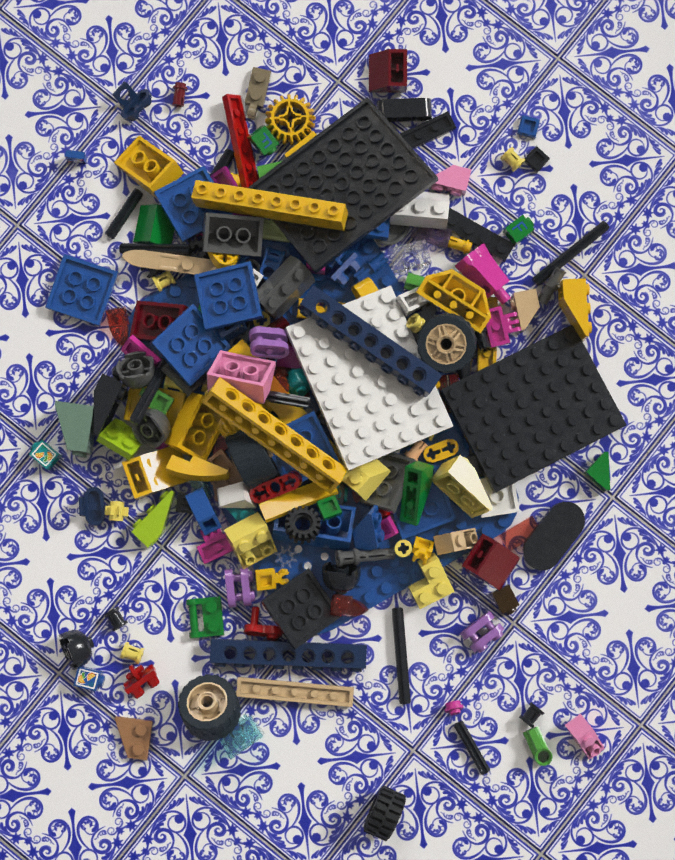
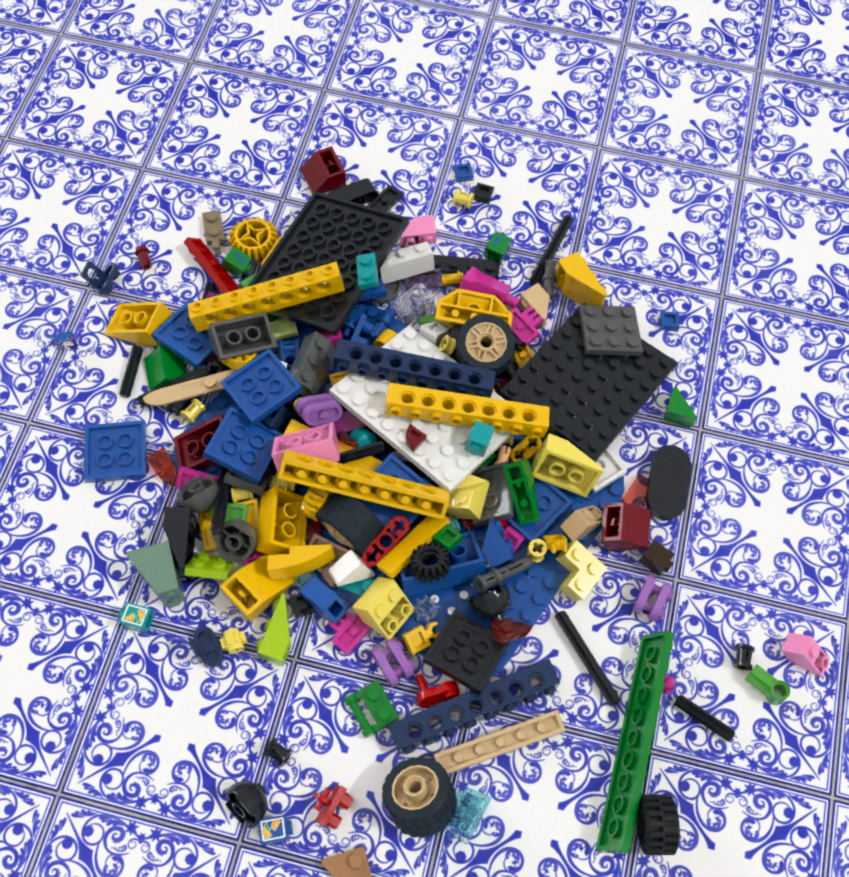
camera: 25 degrees left, 20 degrees down
(132, 653) = (310, 781): light yellow bush -> none
(338, 409) = (414, 437): none -> dark red tile
(372, 221) = (367, 271): none -> teal plate
(394, 435) = (479, 438): none -> teal brick
(403, 741) = (635, 744): none -> green plate
(459, 433) = (466, 409): none -> yellow brick
(578, 368) = (610, 330): none -> dark grey plate
(643, 378) = (669, 321): none -> blue tile

